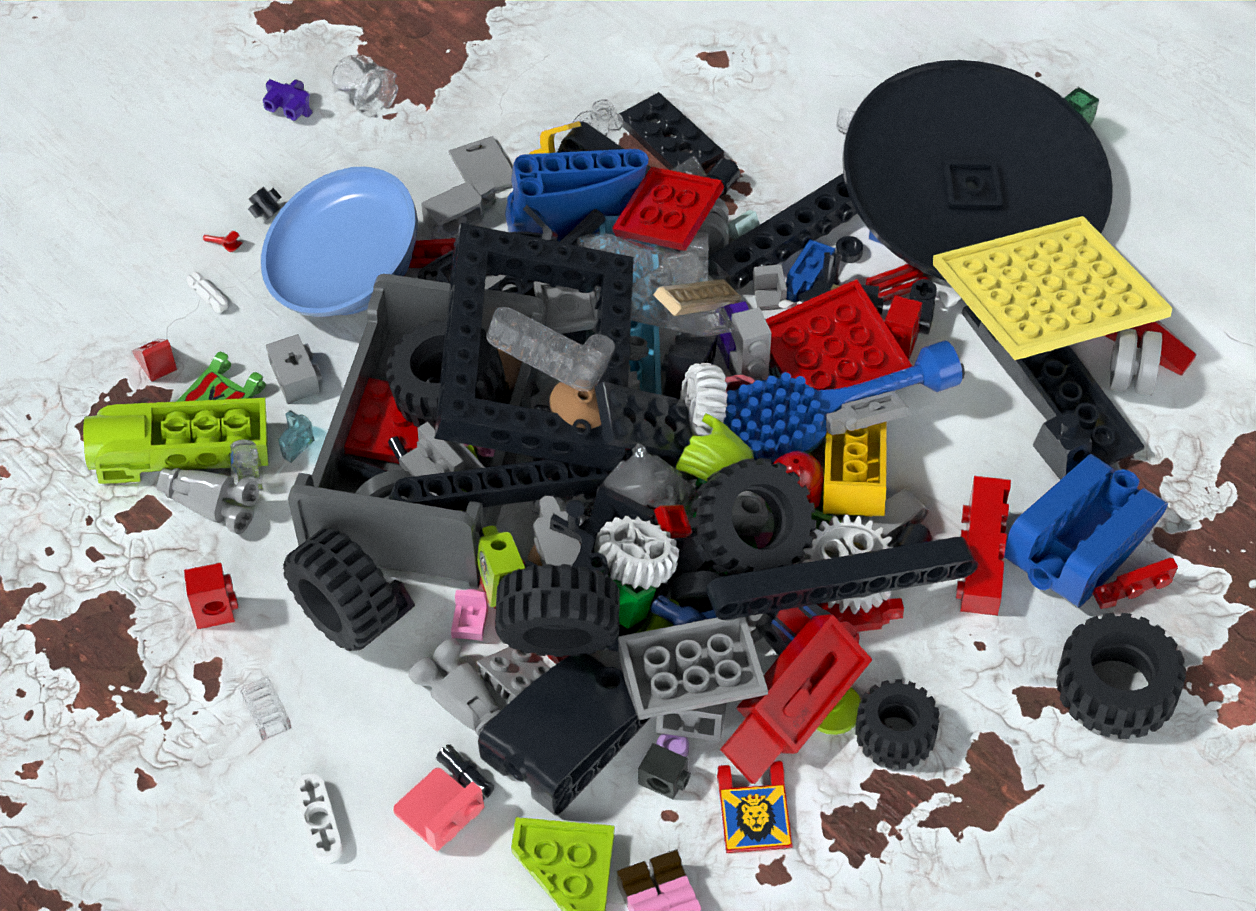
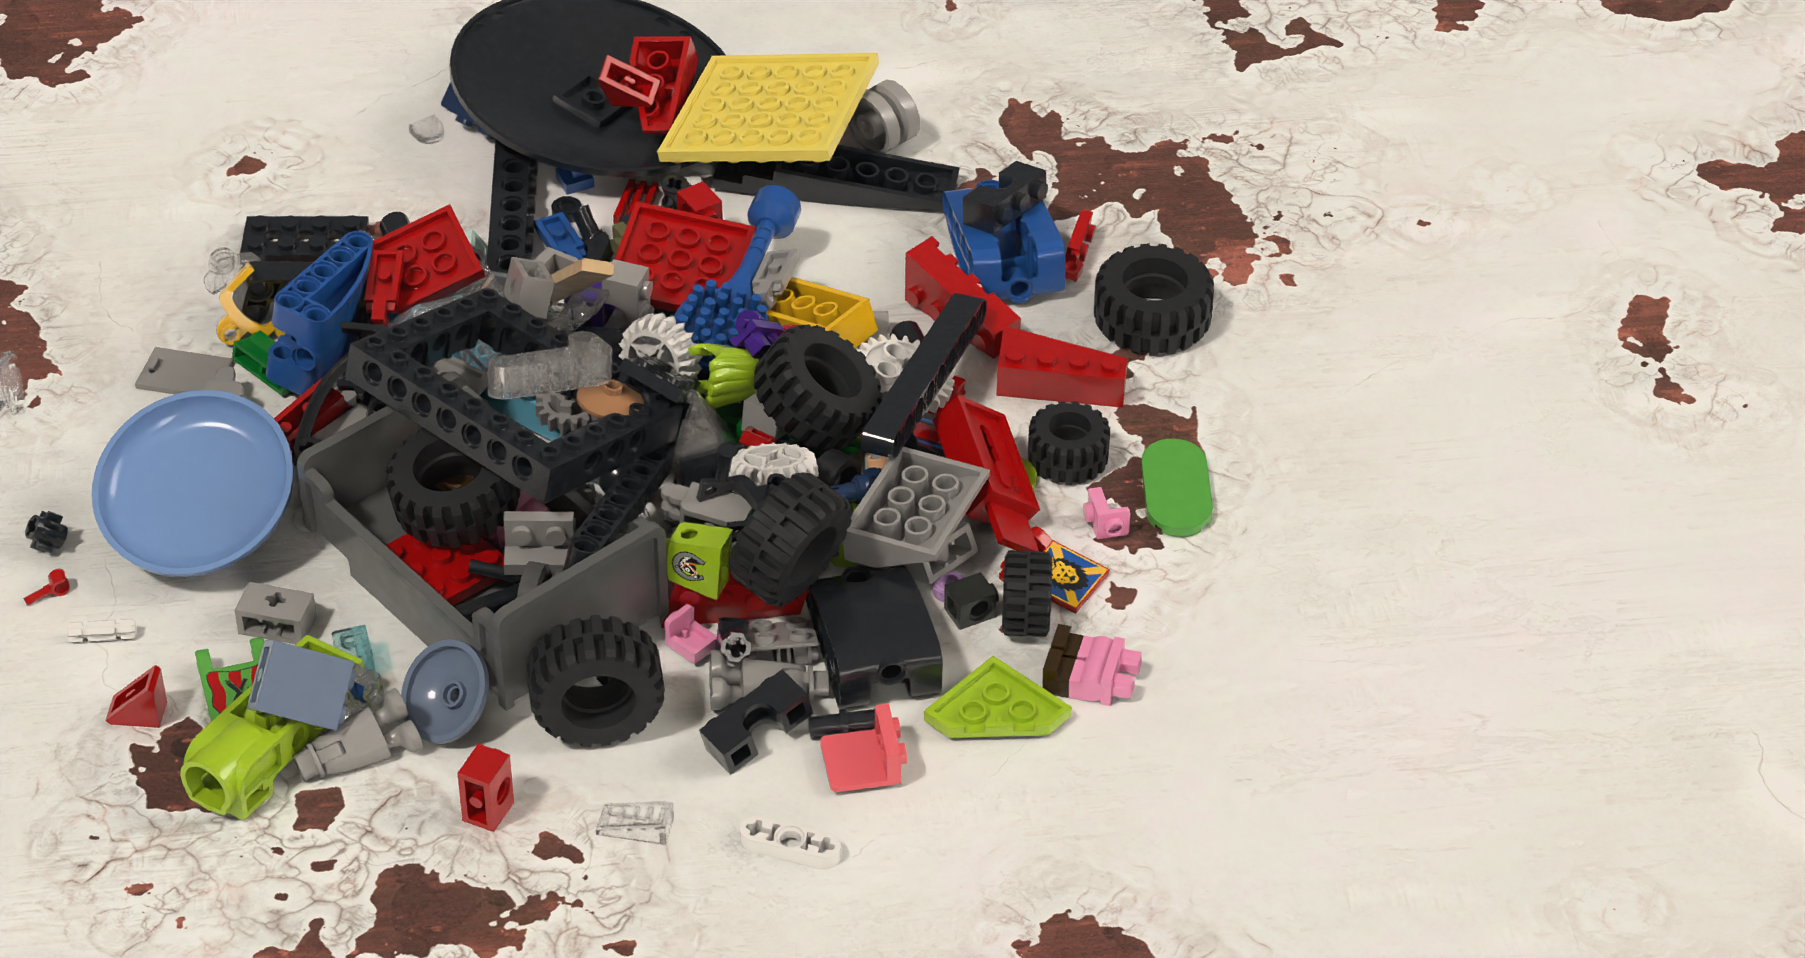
camera: 55 degrees left, 10 degrees down
(190, 428) = (301, 685): none -> sand blue panel
(272, 518) = (446, 690): none -> sand blue dish
(386, 707) = (775, 702): none -> black arch
(472, 645) = (733, 638): none -> black piece
(617, 204) = (384, 284): none -> red hinge
(681, 270) = (529, 286): none -> light grey brick
(685, 805) = (1027, 593): none -> black tyre
(762, 440) = (755, 333): none -> dark purple hips
(836, 803) = (1105, 521): none -> bright pink bracket
(930, 833) = (1176, 487): none -> bright green tile
(974, 663) = (1058, 371): none -> red wedge
(981, 188) = (626, 84): none -> red slope
(1027, 203) = (674, 64): none -> red wedge
(1062, 443) = (915, 204): black torso -> none
(1081, 499) = (1018, 191): none -> black arch

